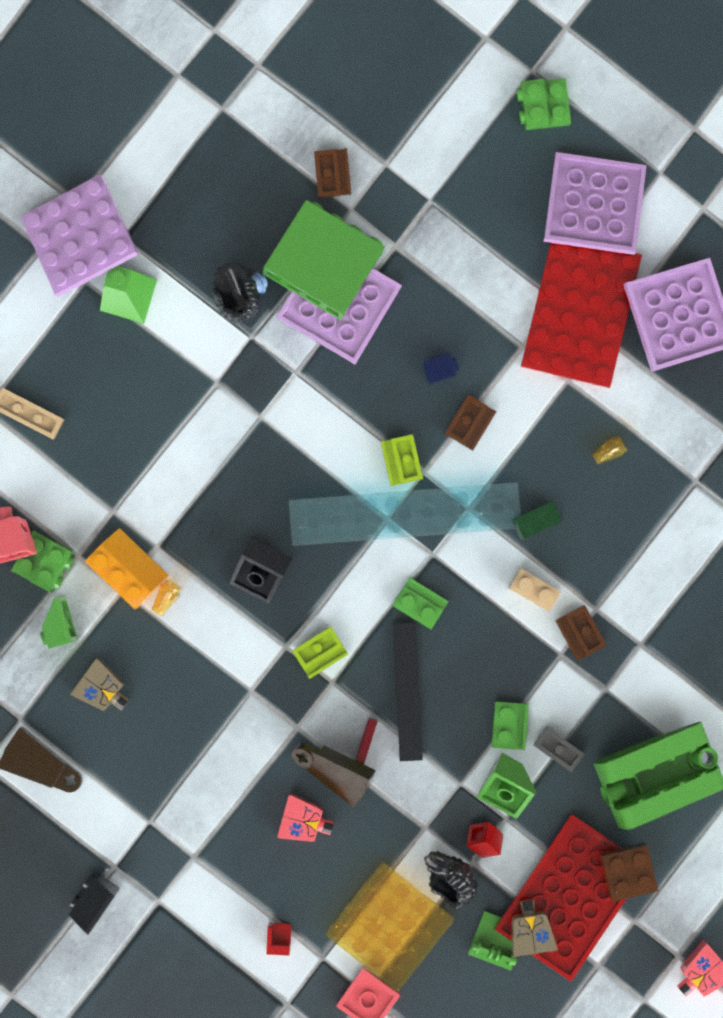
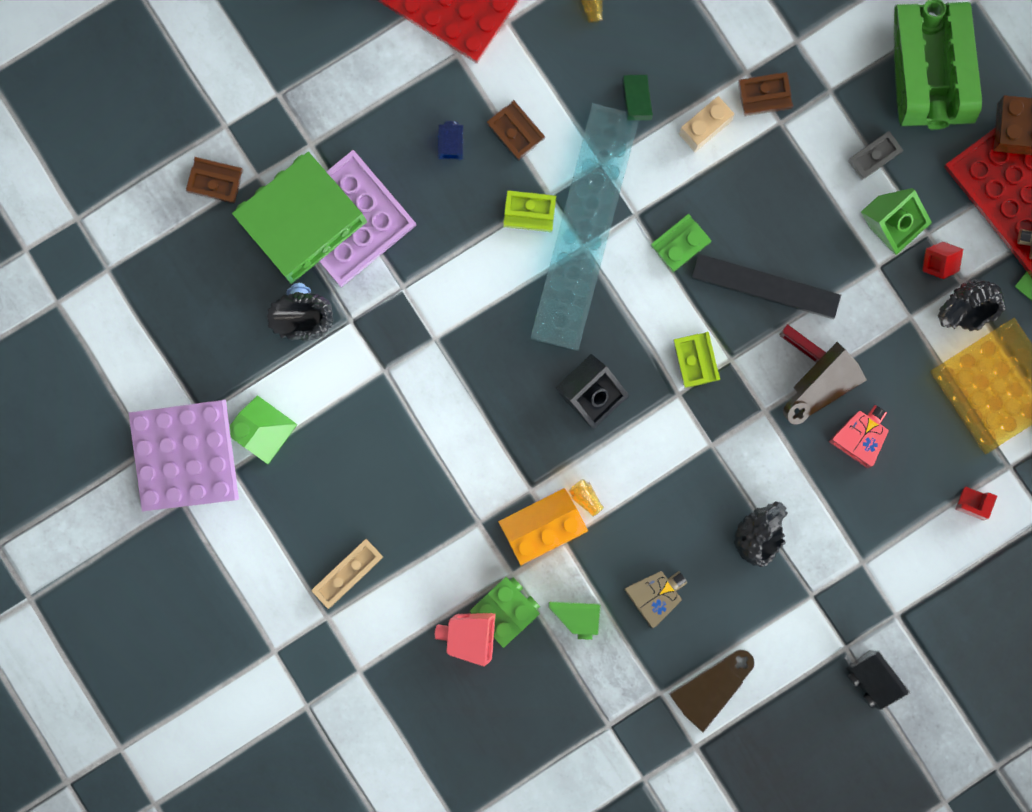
camera: 65 degrees left, 5 degrees down
(184, 761) = (761, 534): none -> black piece
(510, 725) = (835, 196): bright green plate -> none

